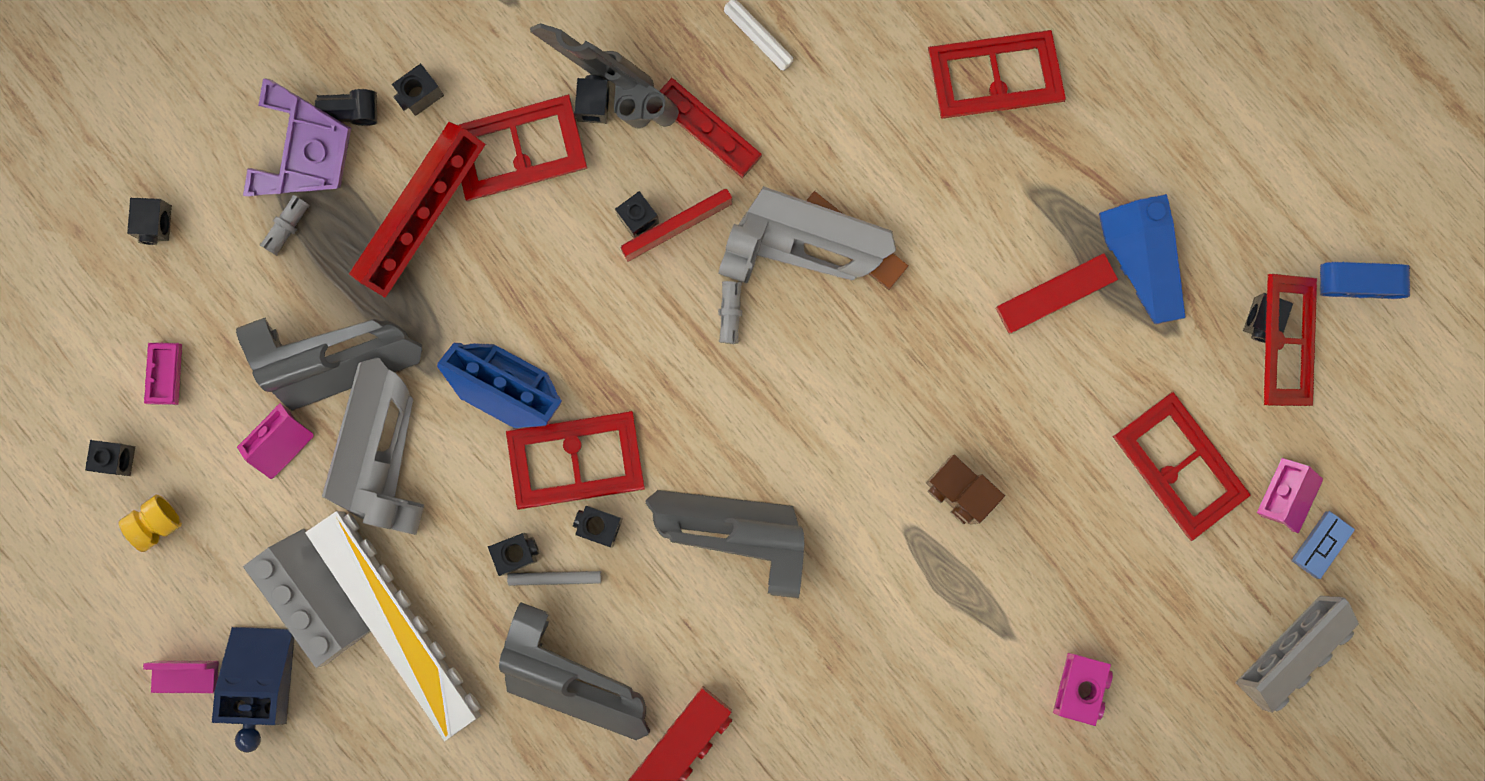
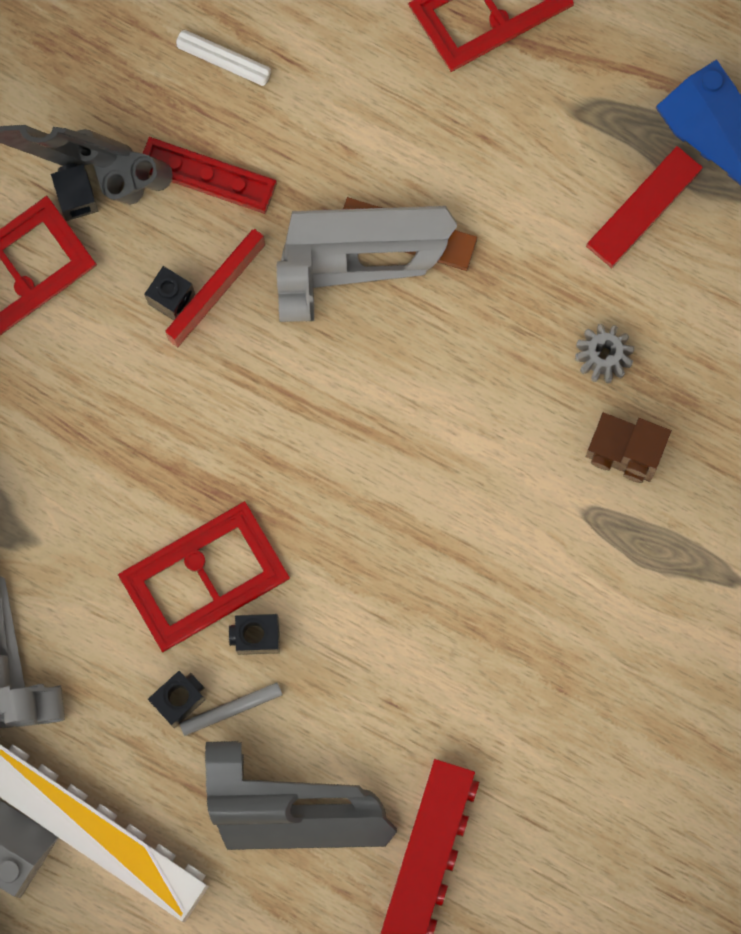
camera: 15 degrees left, 5 degrees down
(500, 384) = (94, 525): blue wedge -> none
(730, 312) = (308, 357): light grey pin -> none
(753, 529) = (416, 572): dark grey panel -> none
(971, 392) = (597, 343): none -> light grey gear

